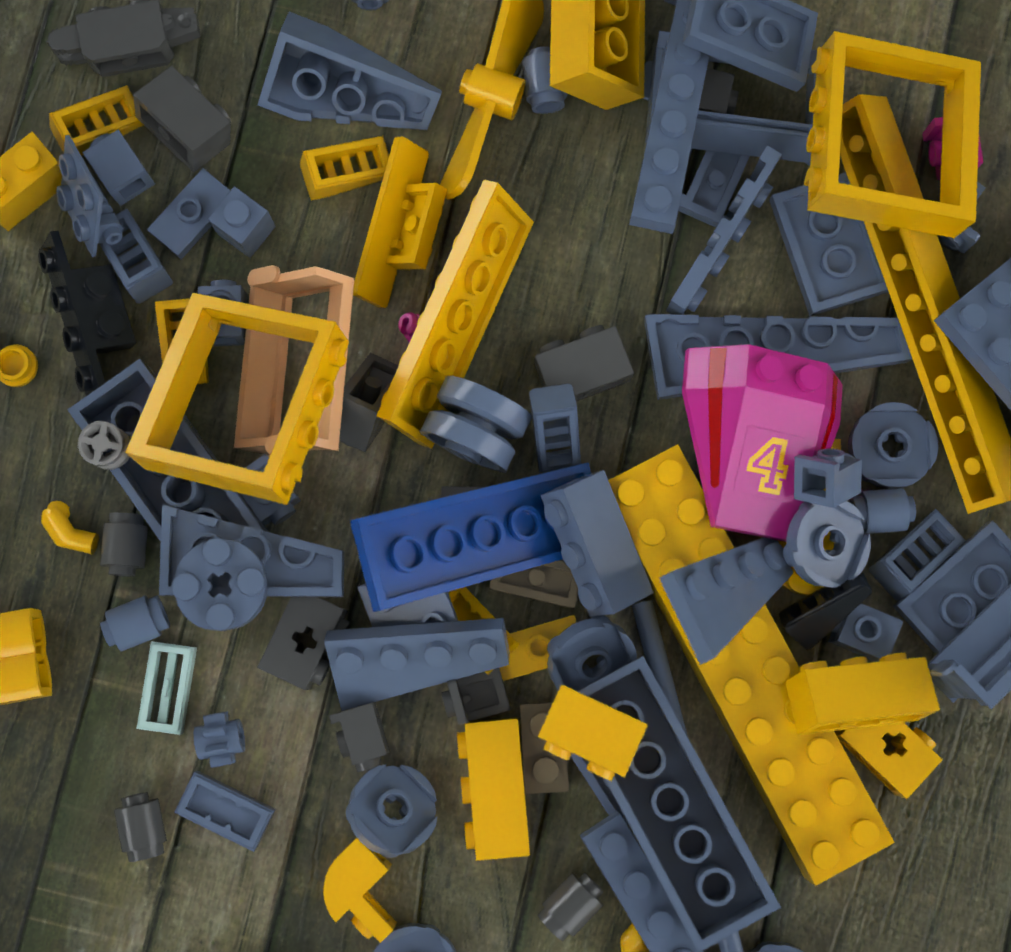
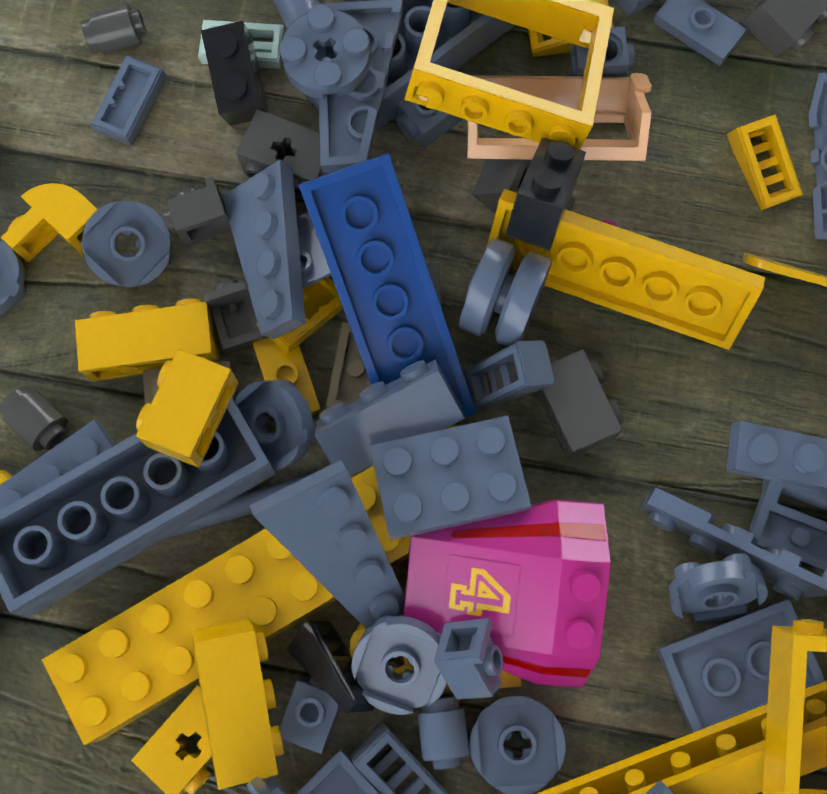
camera: 95 degrees right, 5 degrees down
(213, 690) = (234, 72): none -> black brick
(219, 739) = (190, 87): sand blue gear -> none
(242, 222) = (694, 65): sand blue brick -> none
(396, 372) = (545, 193): none -> black brick
(401, 223) = (712, 213): yellow bracket -> none
(662, 486) = (450, 478): none -> sand blue plate
(766, 256) = (717, 588): none -> sand blue plate
(842, 343) = (627, 654): sand blue wing -> none

